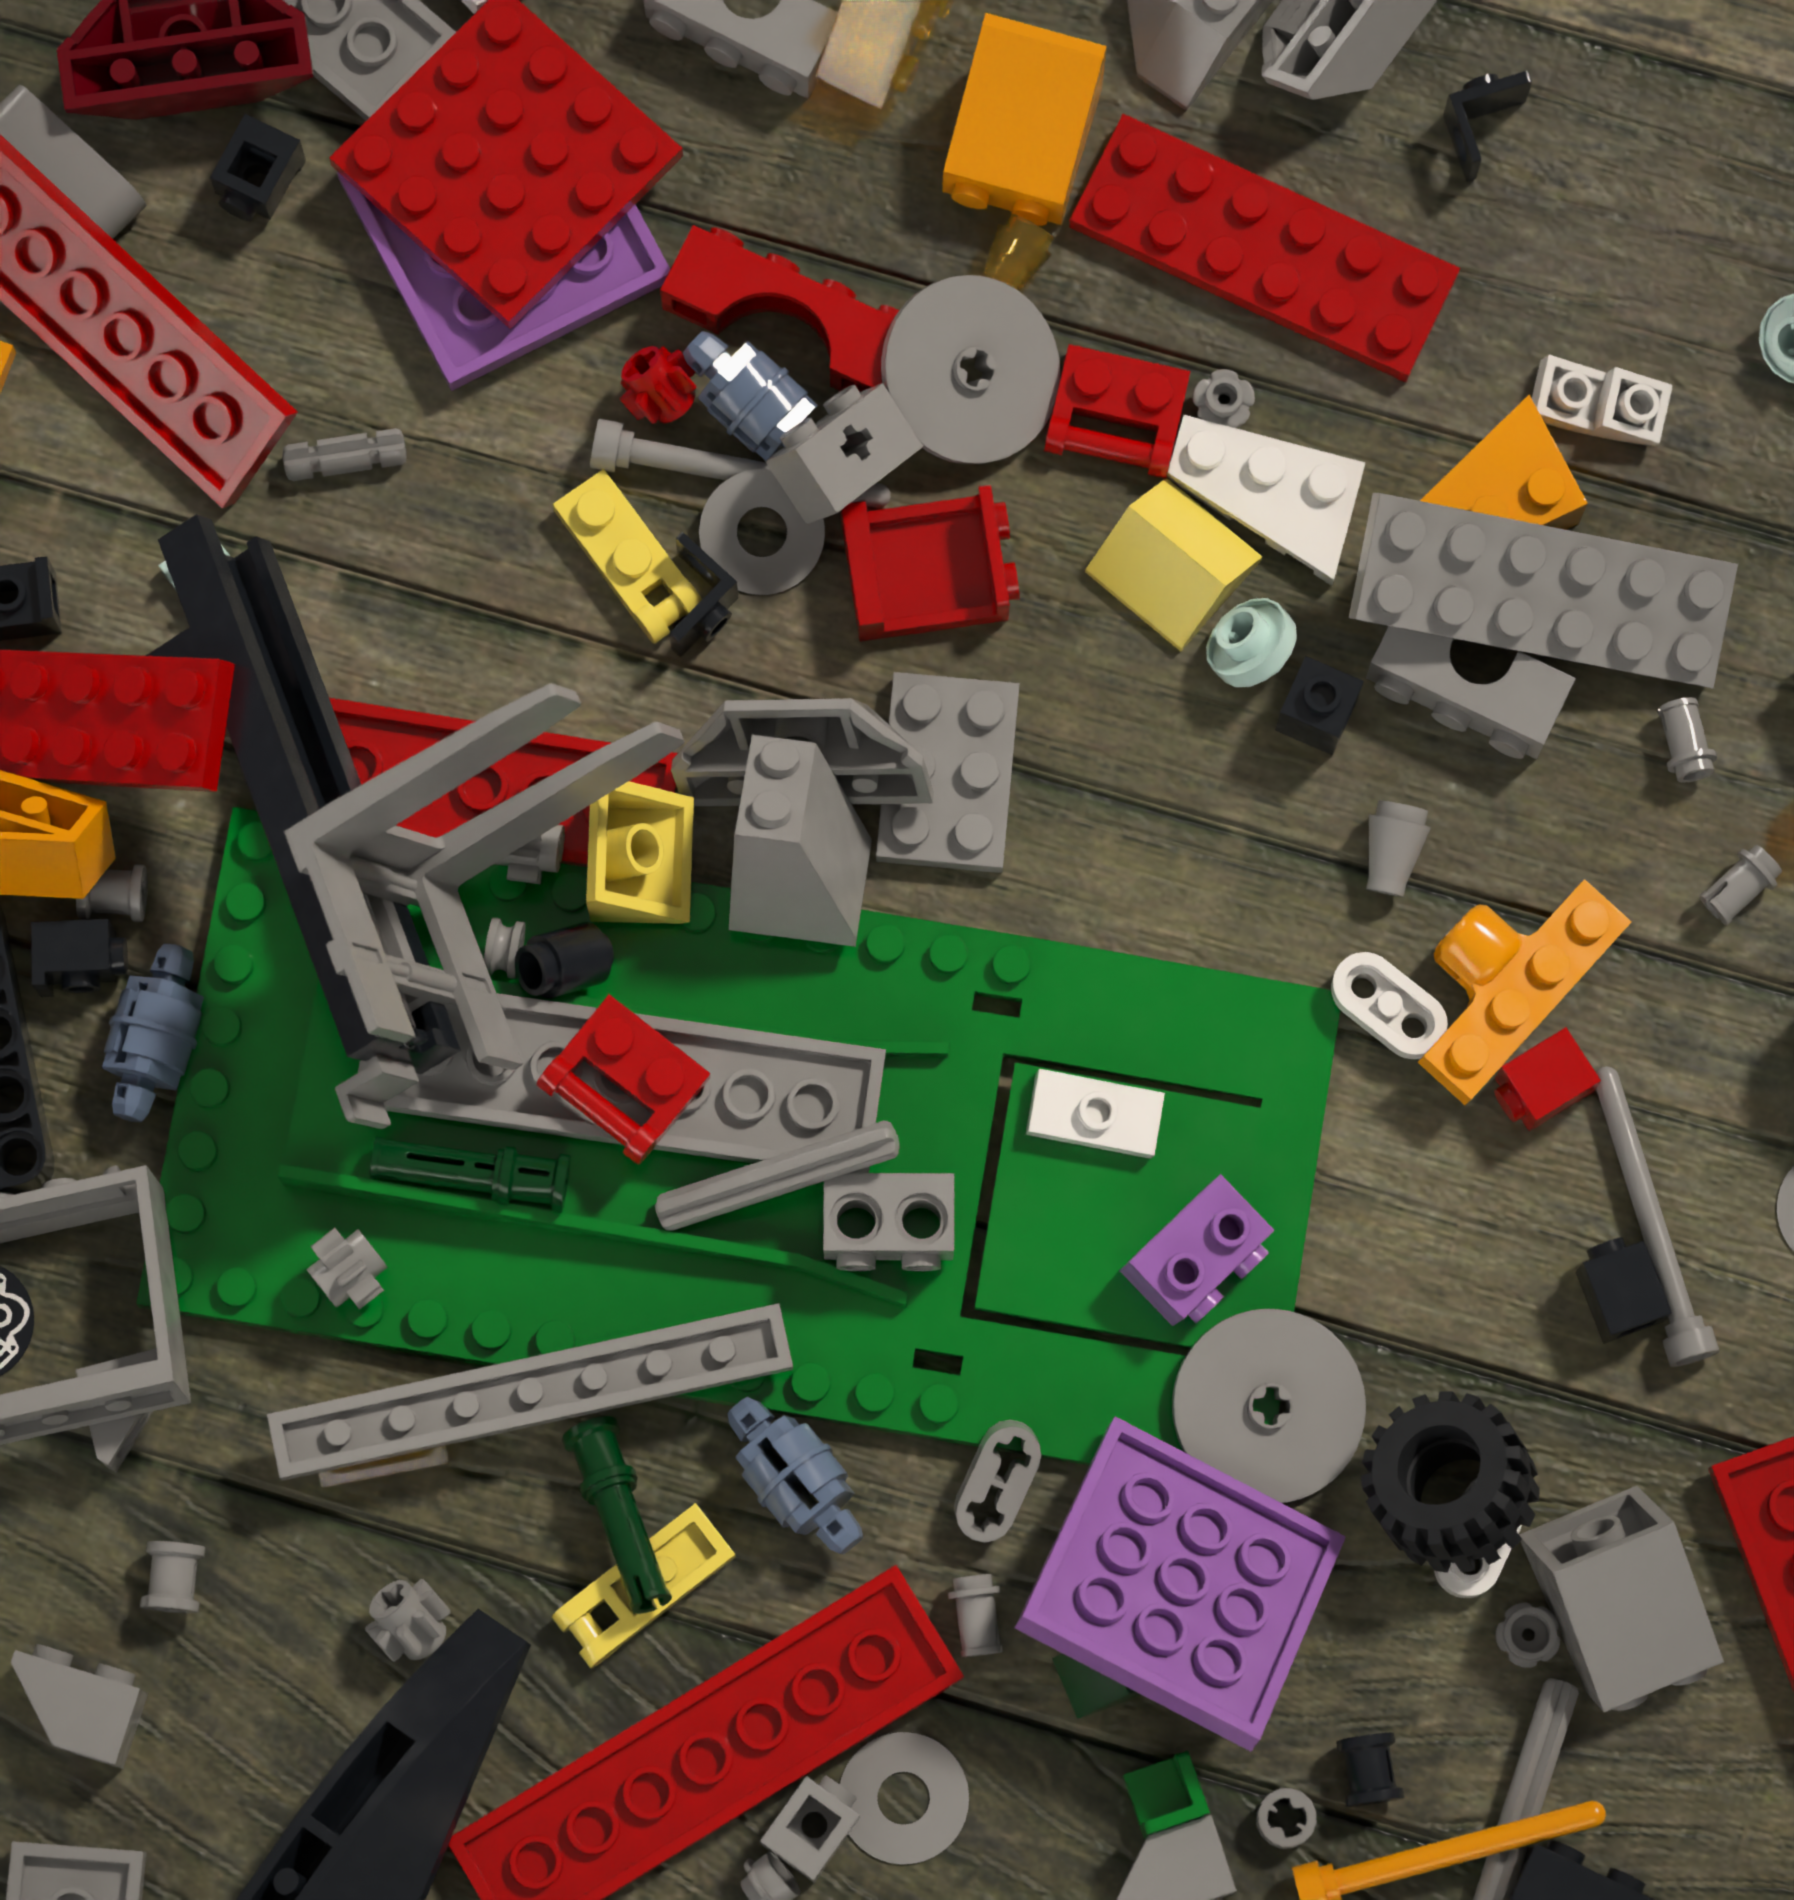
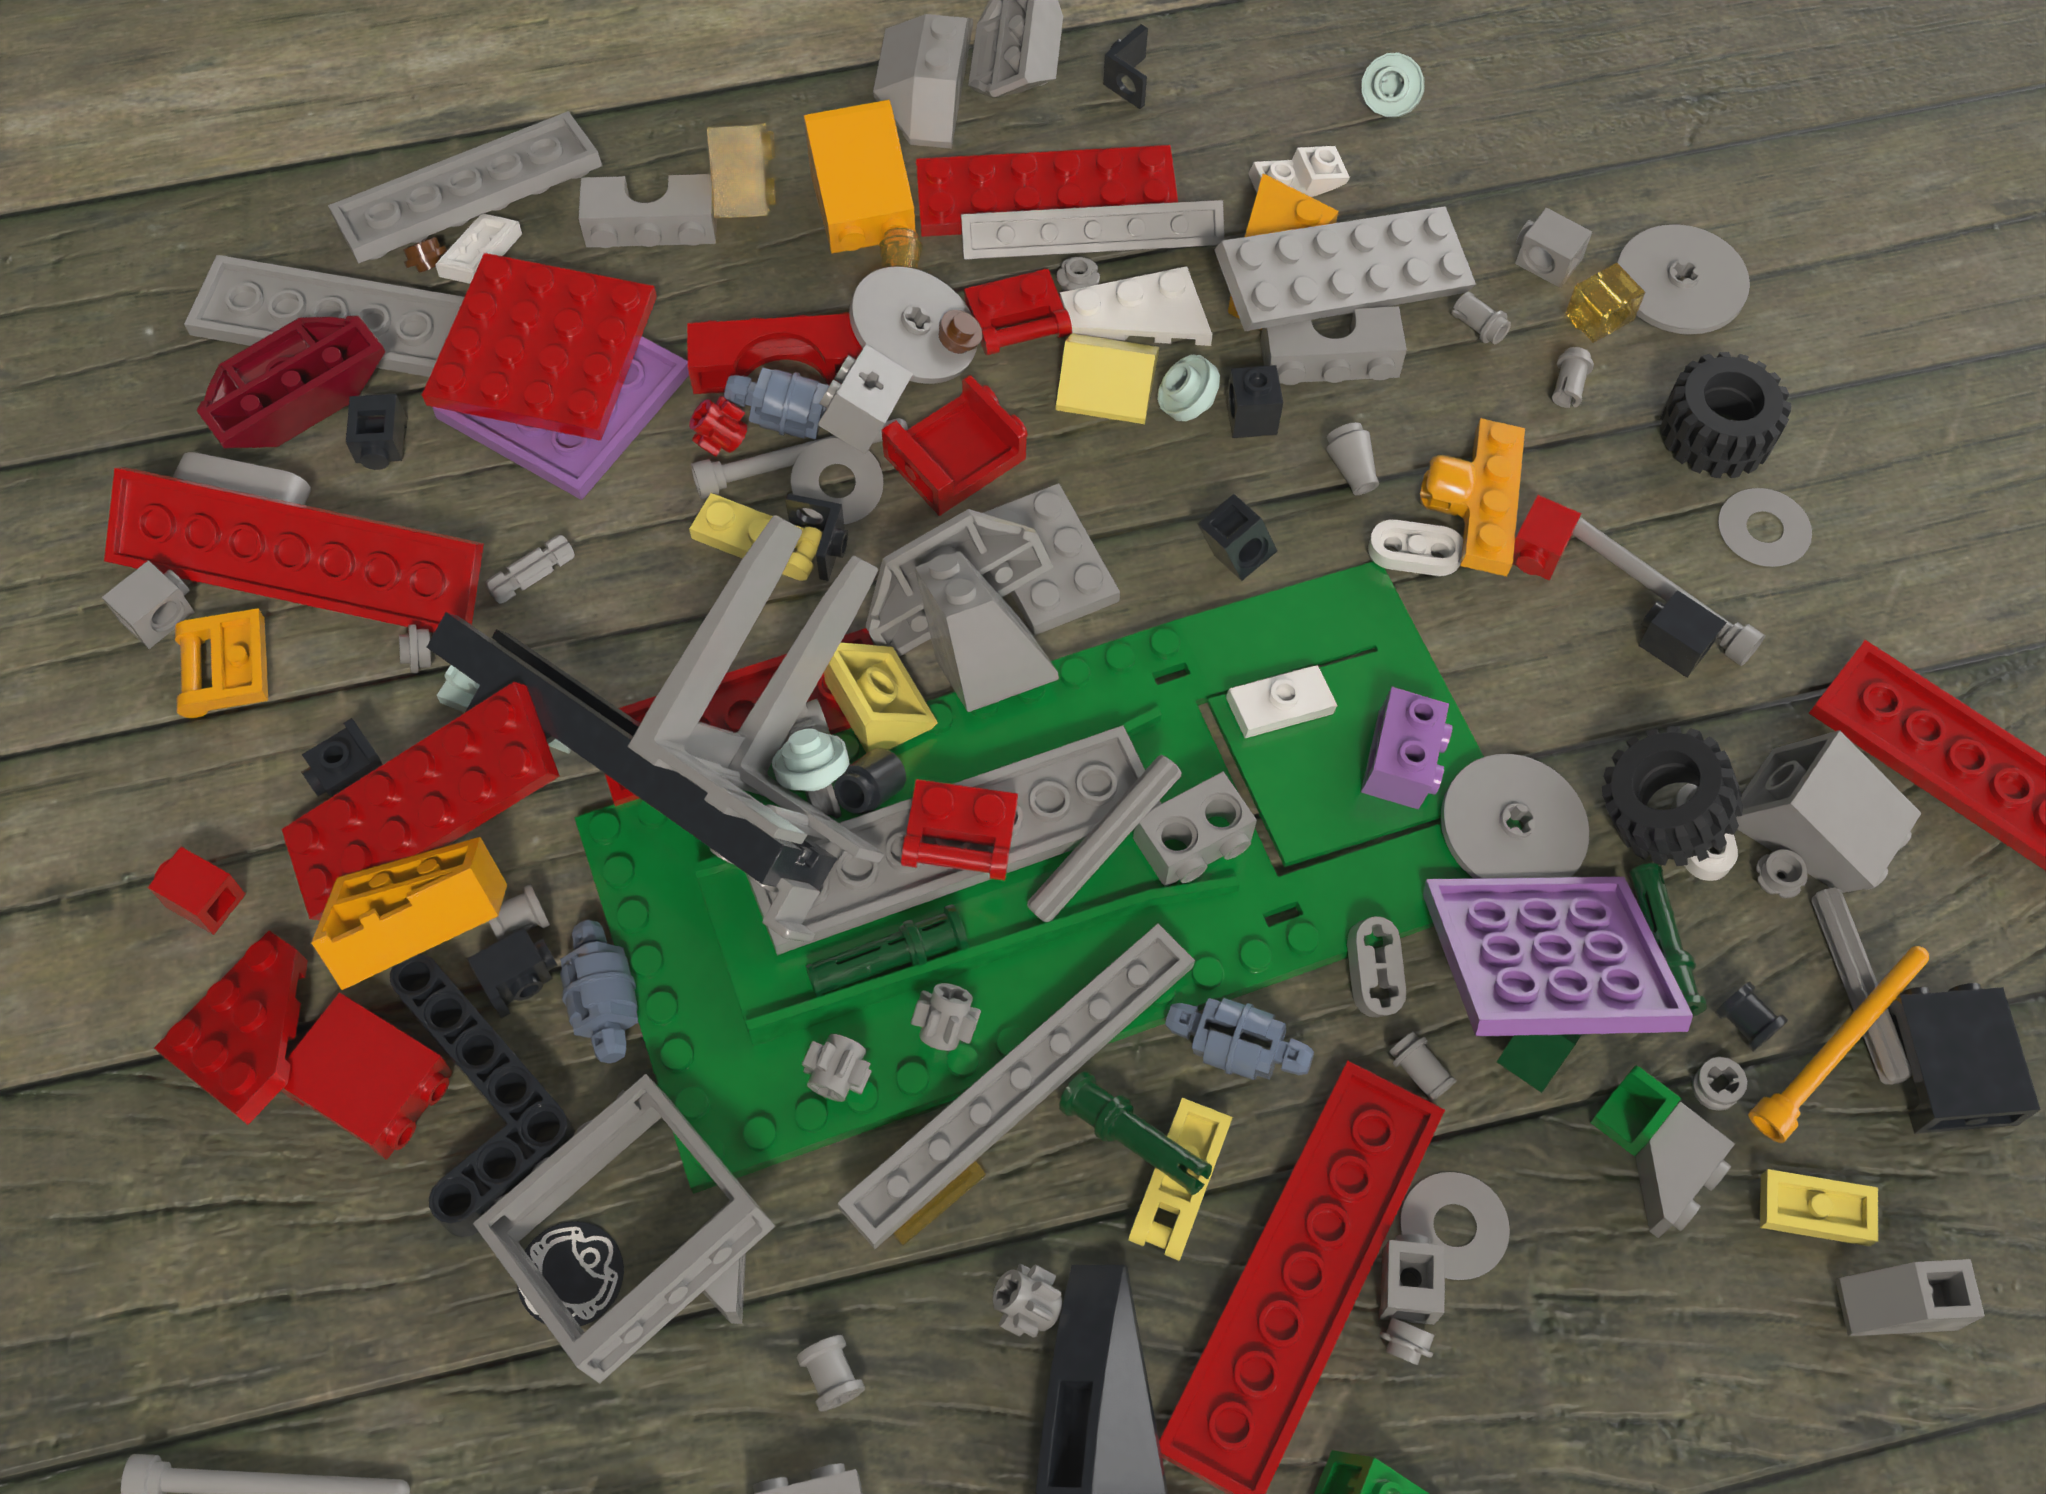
camera: 30 degrees left, 15 degrees down
(162, 493) = (413, 648): none -> light grey plate
(491, 1278) = (945, 1016): none -> light grey gear
(506, 907) = (810, 760): none -> light aqua plate
(1022, 410) = (959, 331): none -> reddish brown plate
(1175, 880) = (1237, 537): none -> black brick
(1278, 346) = (1092, 229): none -> light grey plate
(1325, 1661) = (1659, 915): none -> dark green pin

